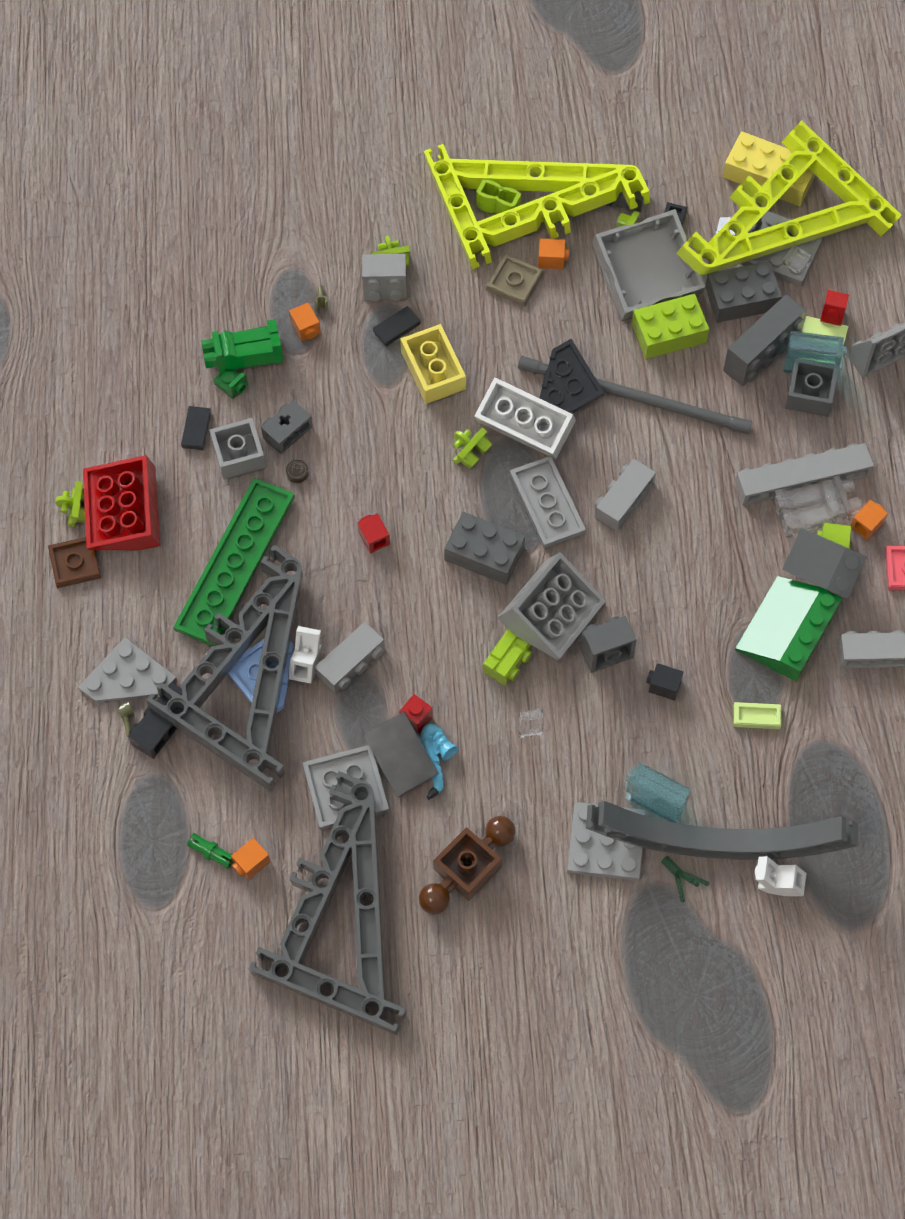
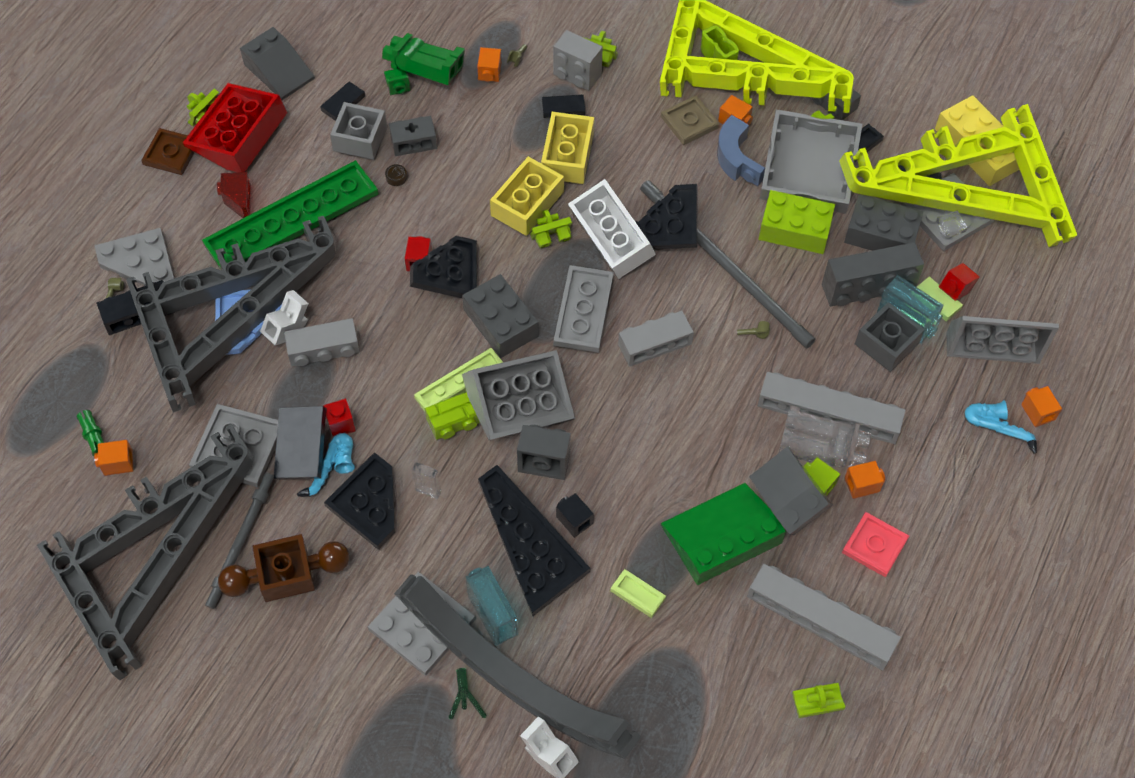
camera: 30 degrees right, 5 degrees down
(109, 425) = (276, 63): none -> dark grey slope
(169, 567) = (236, 192): none -> clear red slope
(398, 819) = (259, 497): none -> dark grey bar
(412, 531) = (448, 268): none -> black plate
(430, 428) = (526, 195): none -> light yellow brick
(487, 624) = (453, 383): none -> yellowish green tile
(490, 769) = (367, 501): none -> black plate
(574, 295) = (730, 157): none -> sand blue arch
(655, 728) = (536, 550): none -> black wing
(704, 440) = (761, 331): none -> olive hand

